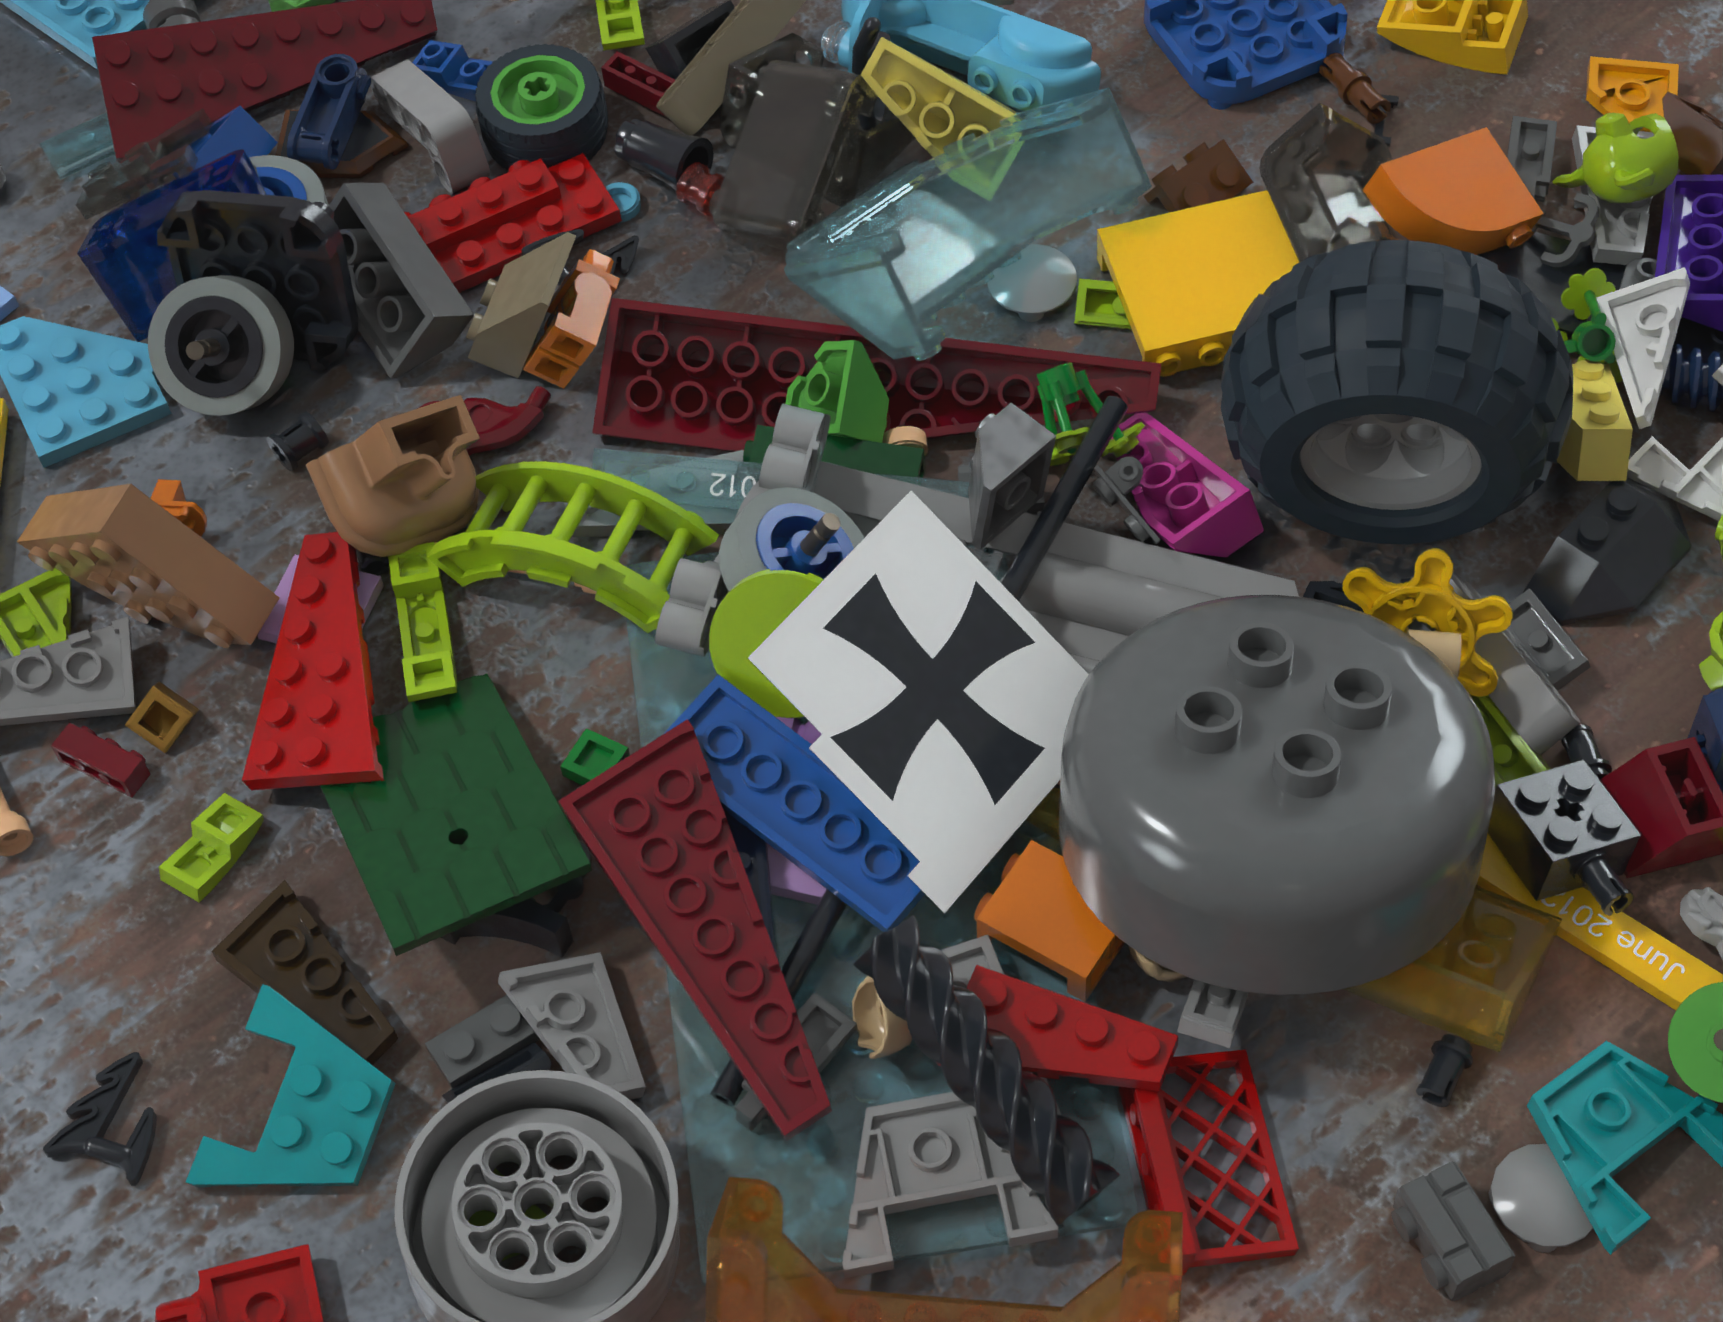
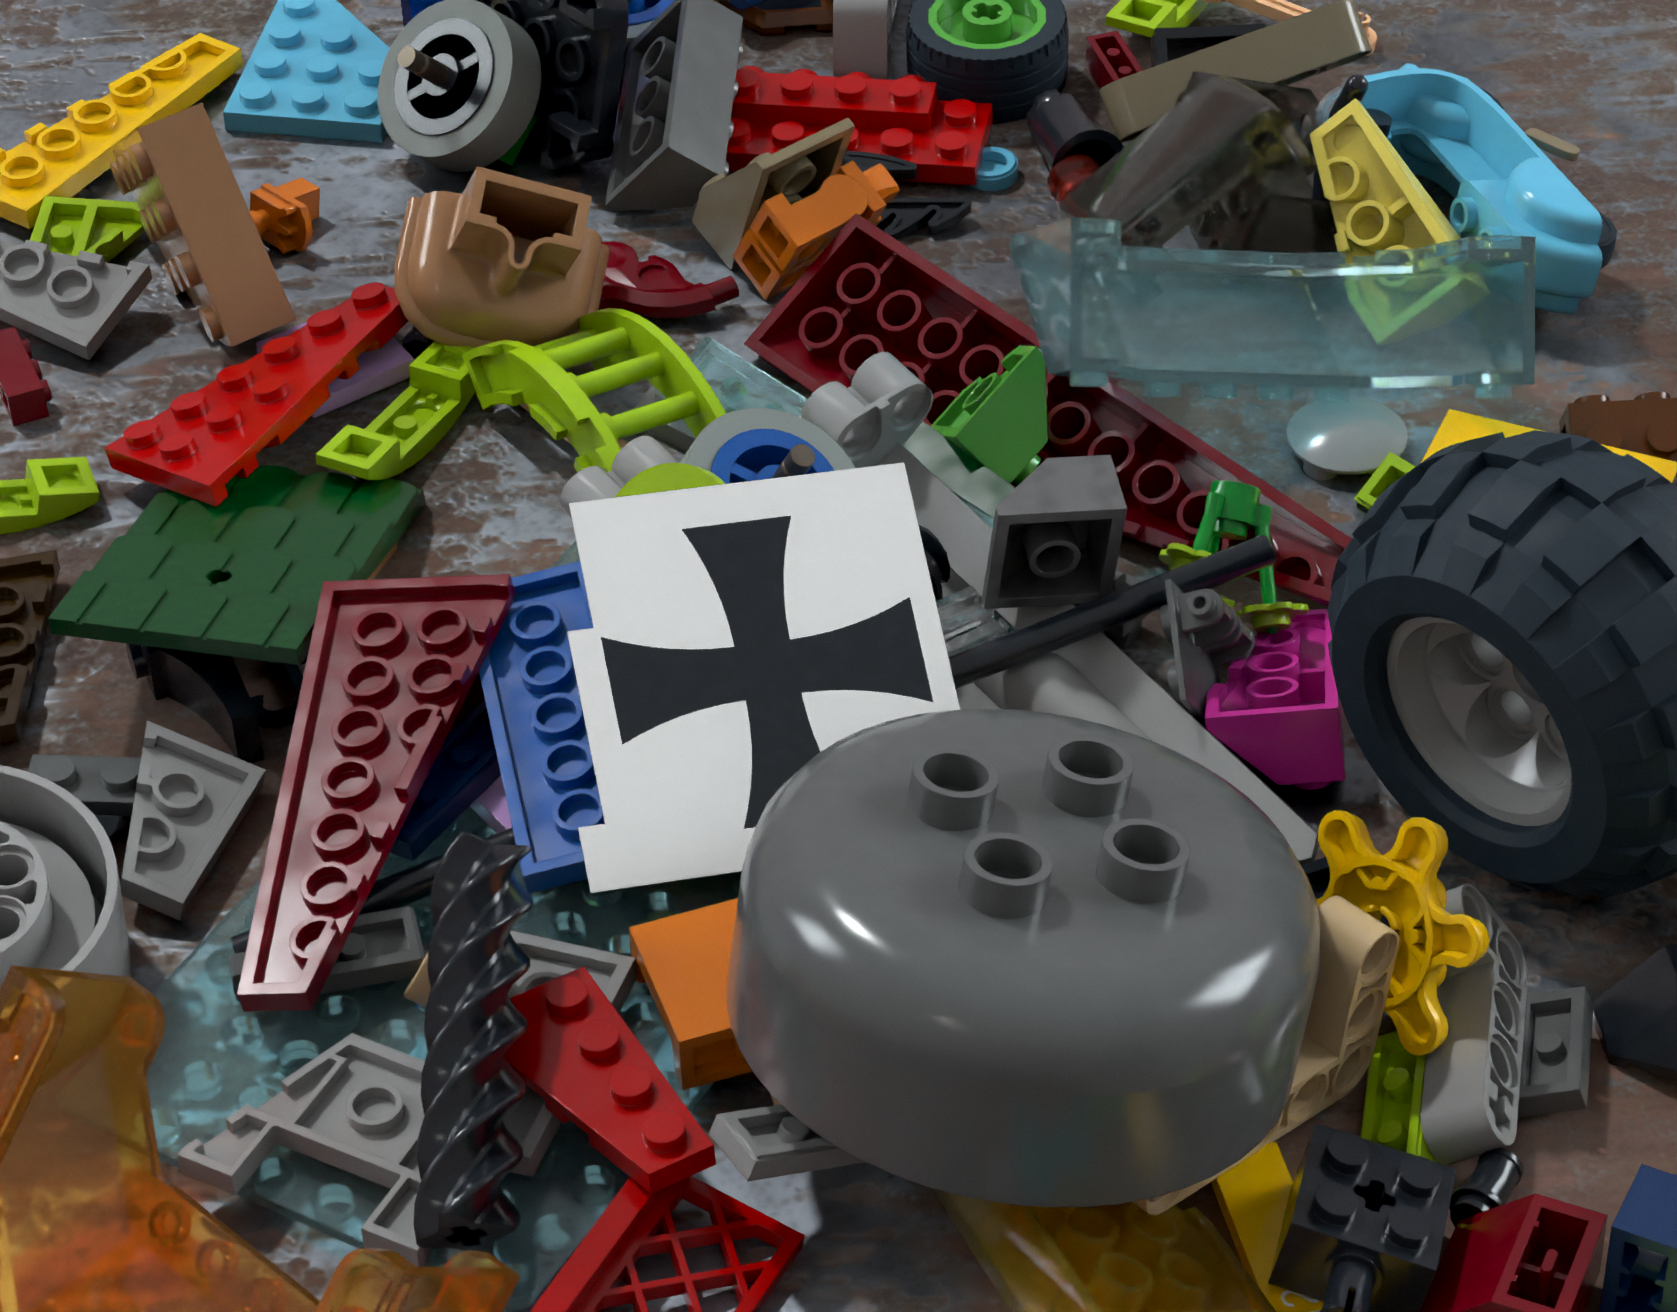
camera: 35 degrees right, 15 degrees down
(161, 717) = (101, 368): pearl gold slope -> none

